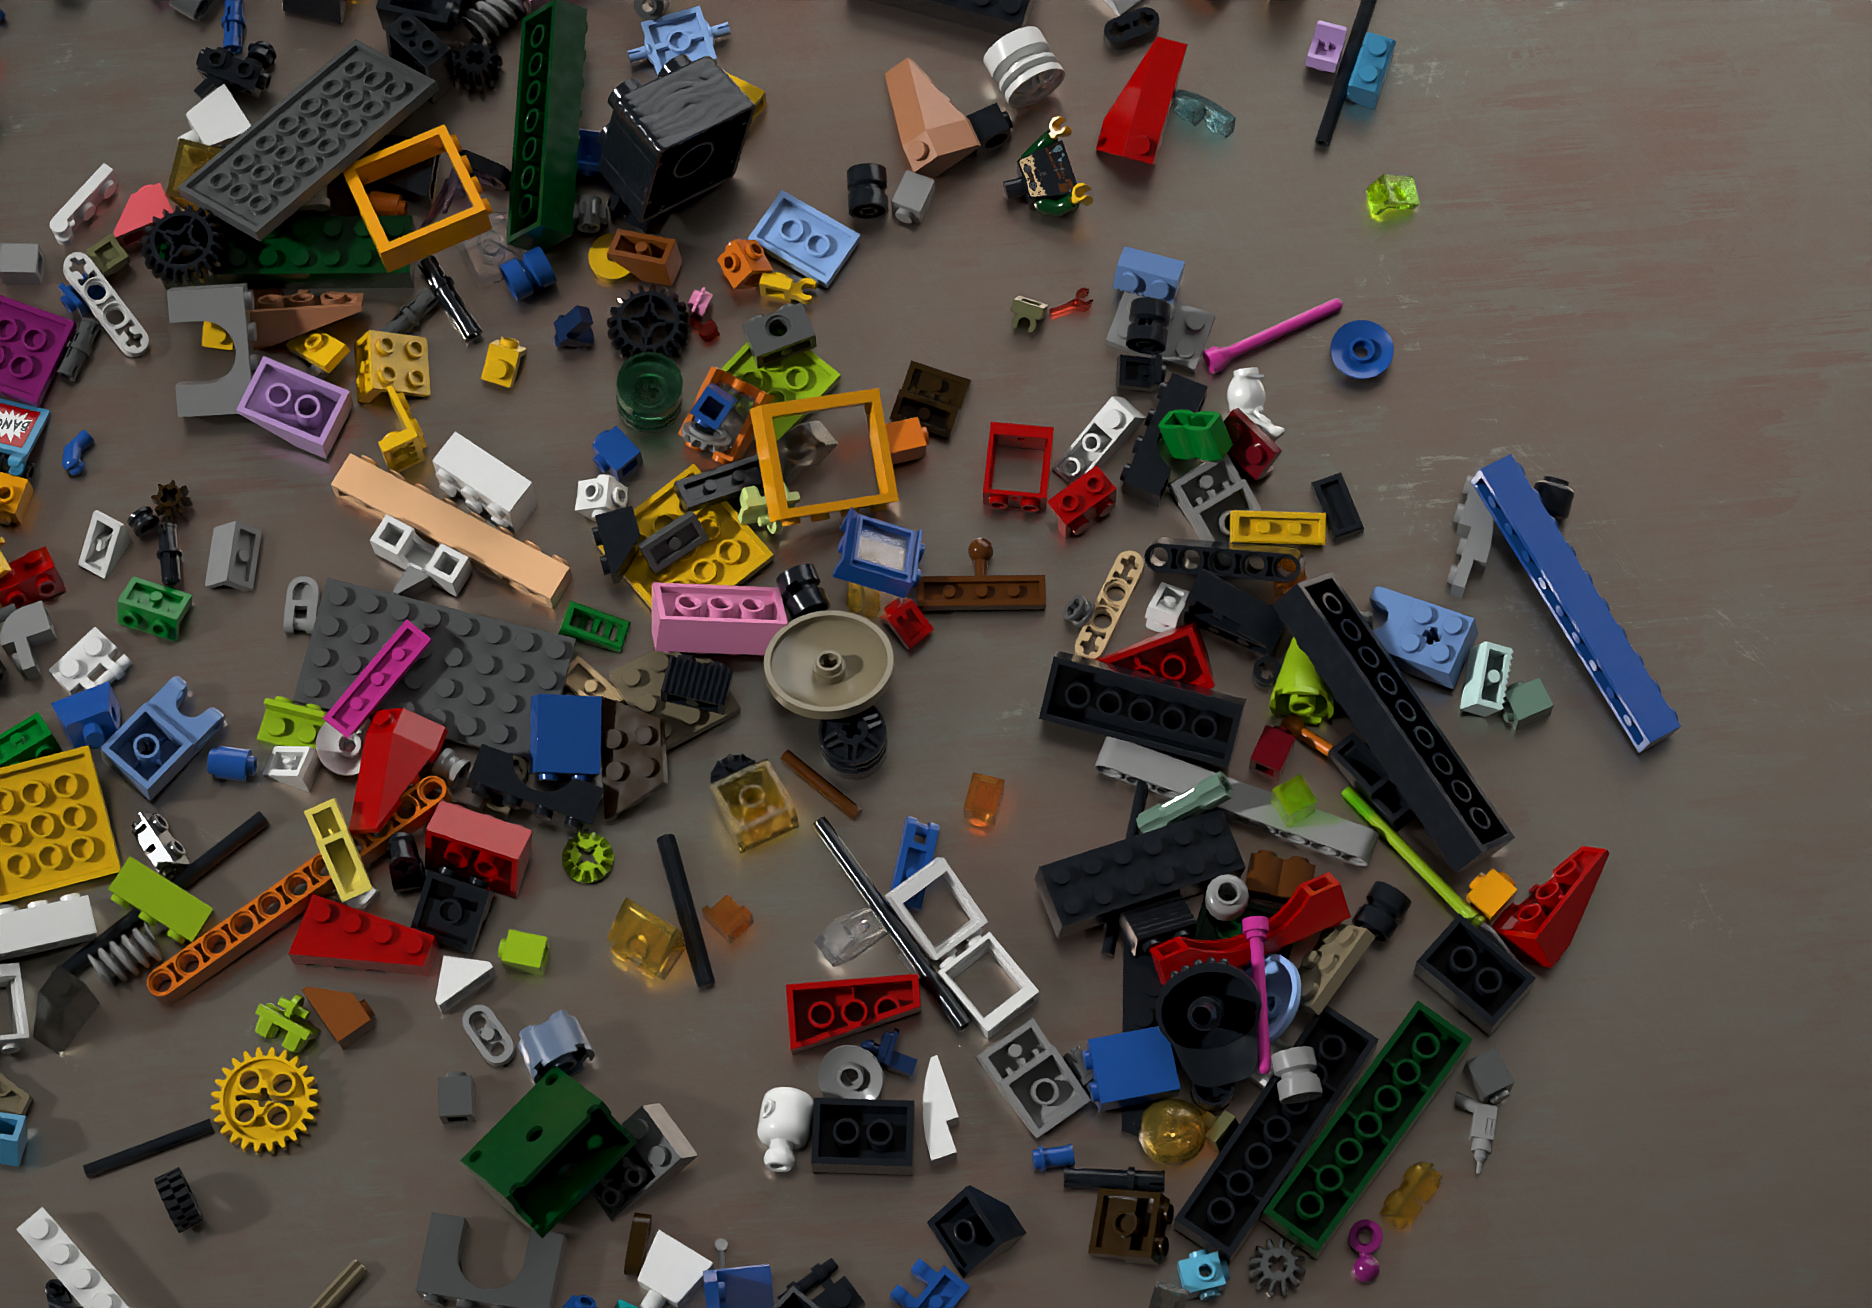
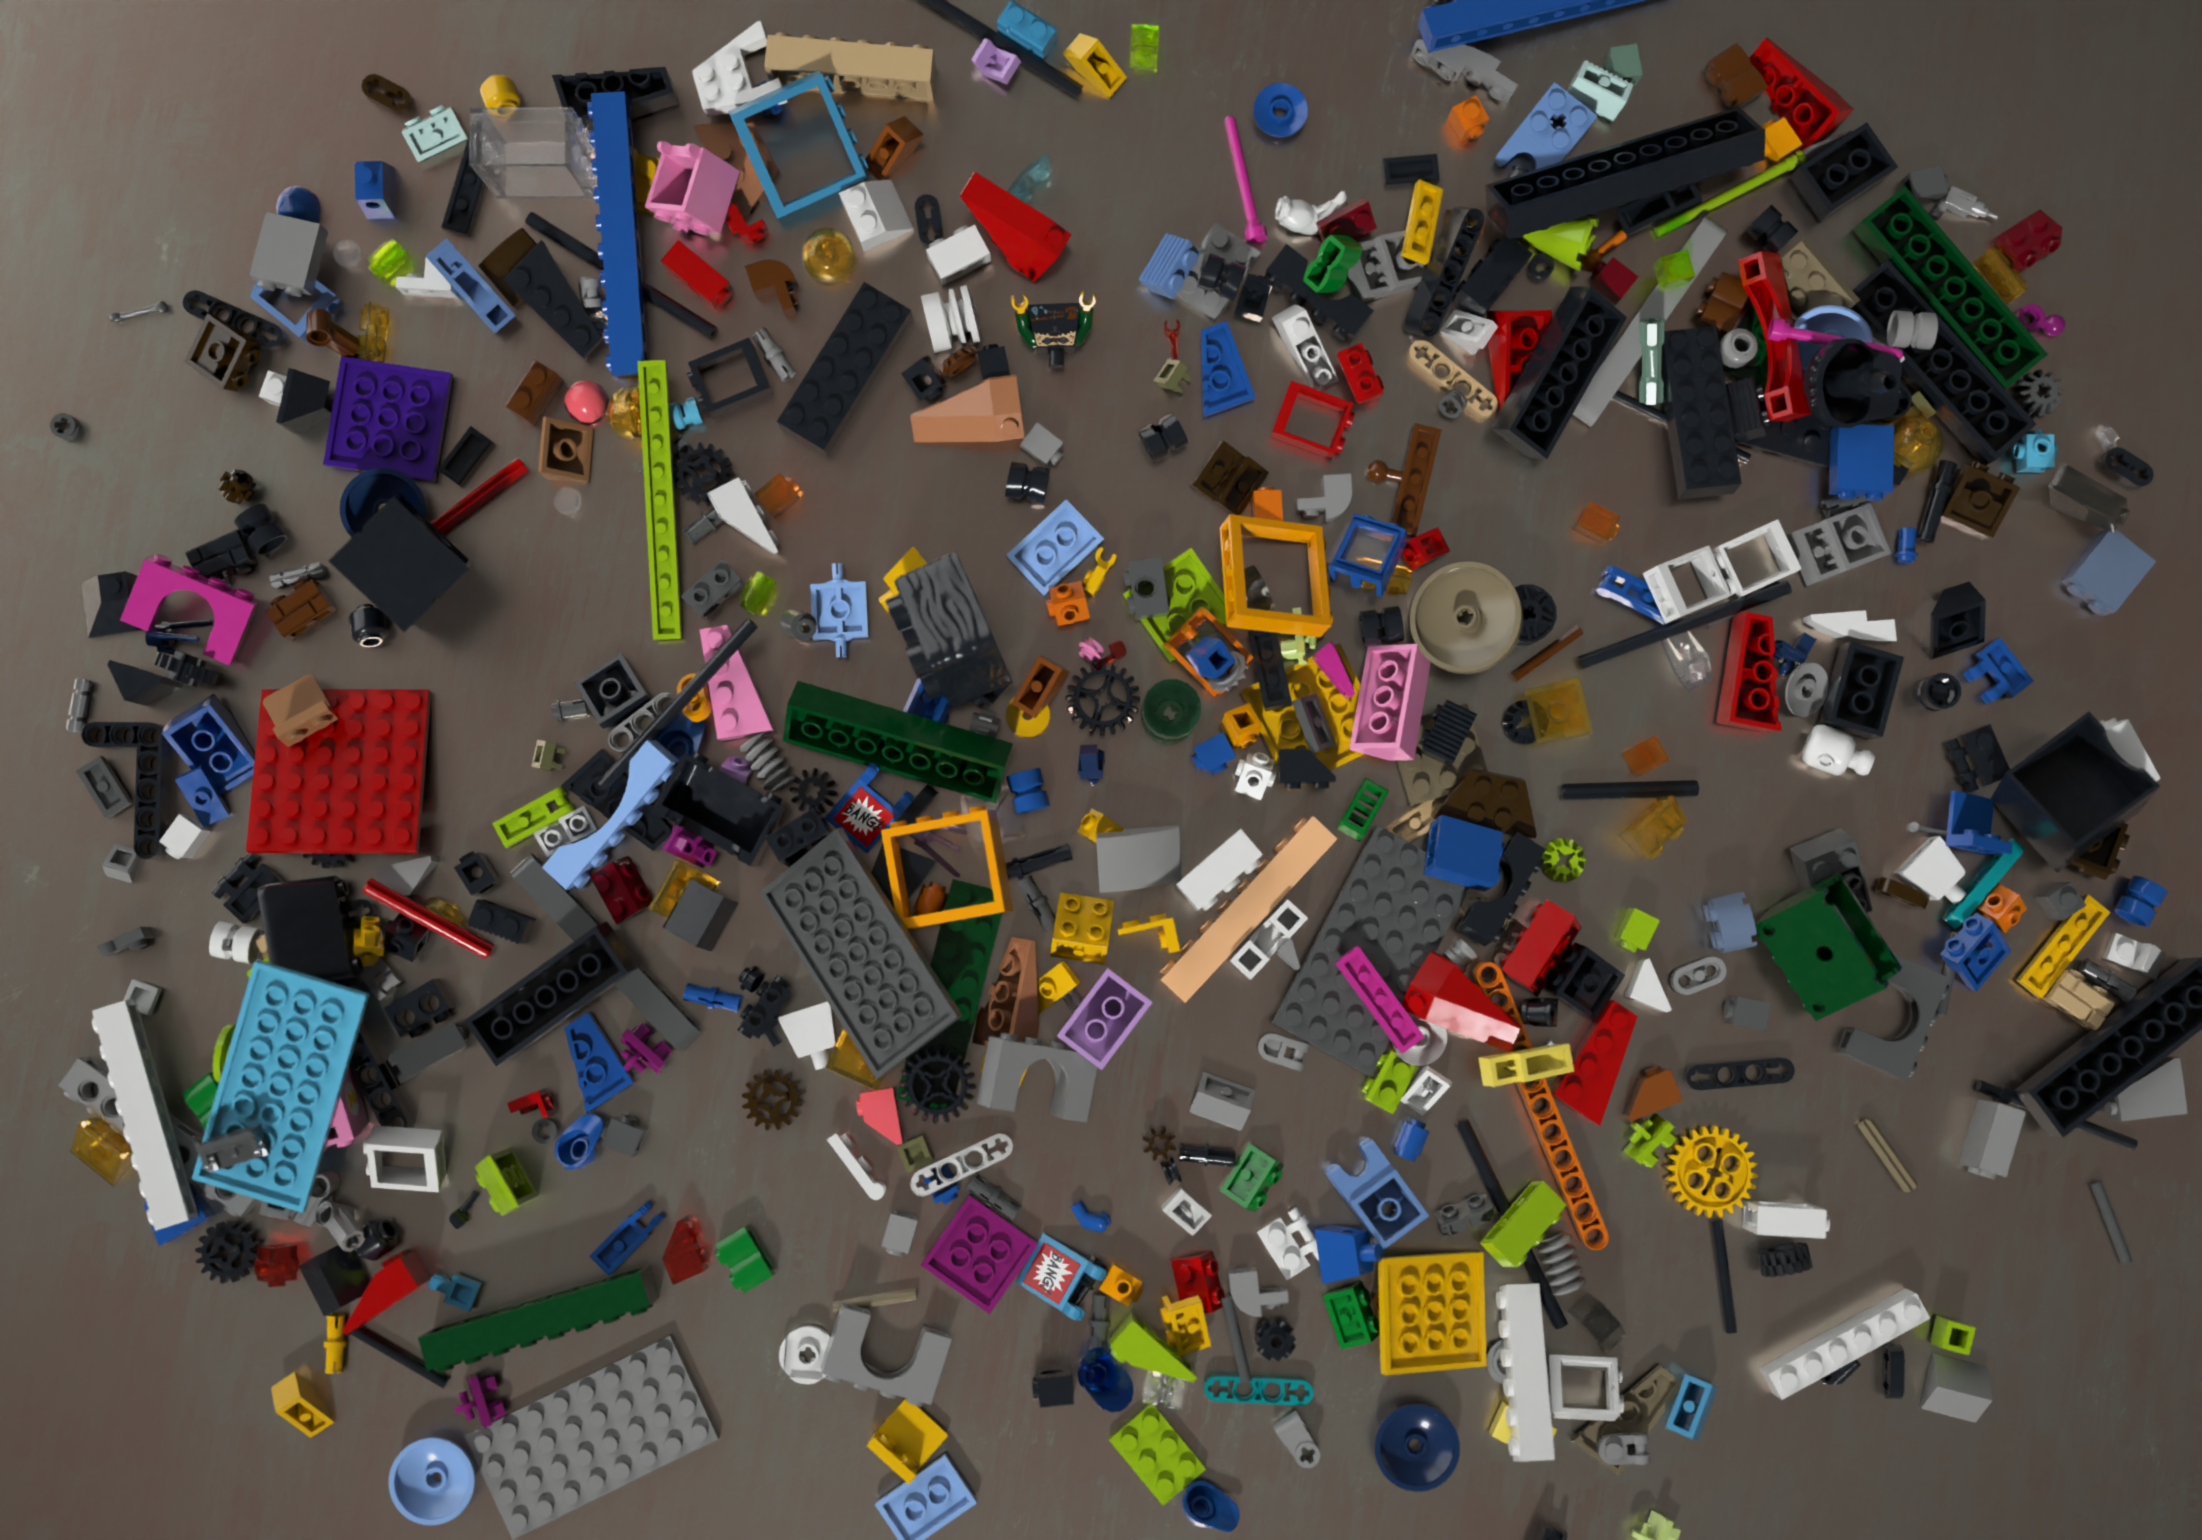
camera: 85 degrees left, 15 degrees up
(122, 110) = (774, 1112): none -> dark brown gear
(225, 1187) = (1785, 1219): none -> white window
(385, 1109) = (1738, 1071): none -> black beam
(469, 116) = (866, 812): none -> flag
(480, 398) = (1138, 858): none -> light grey slope
(651, 470) = (1241, 726): none -> light orange brick
(741, 546) = (1333, 668): none -> dark pink slope
(883, 1225) = (1936, 692): none -> black wheel
(937, 511) = (1335, 498): none -> light grey brick
(953, 62) = (915, 378): none -> black brick
(954, 314) = (1162, 437): none -> black wheel
(981, 88) = (958, 361): none -> reddish brown gear
(1047, 364) = (1223, 372): none -> blue wing
(1099, 61) = (958, 254): none -> white brick
(1354, 148) = (1095, 64): none -> yellow slope
(1412, 548) = (1468, 118): none -> orange brick
(1460, 1217) = (2030, 240): none -> dark red bracket
(1552, 831) = (1735, 77): none -> reddish brown brick

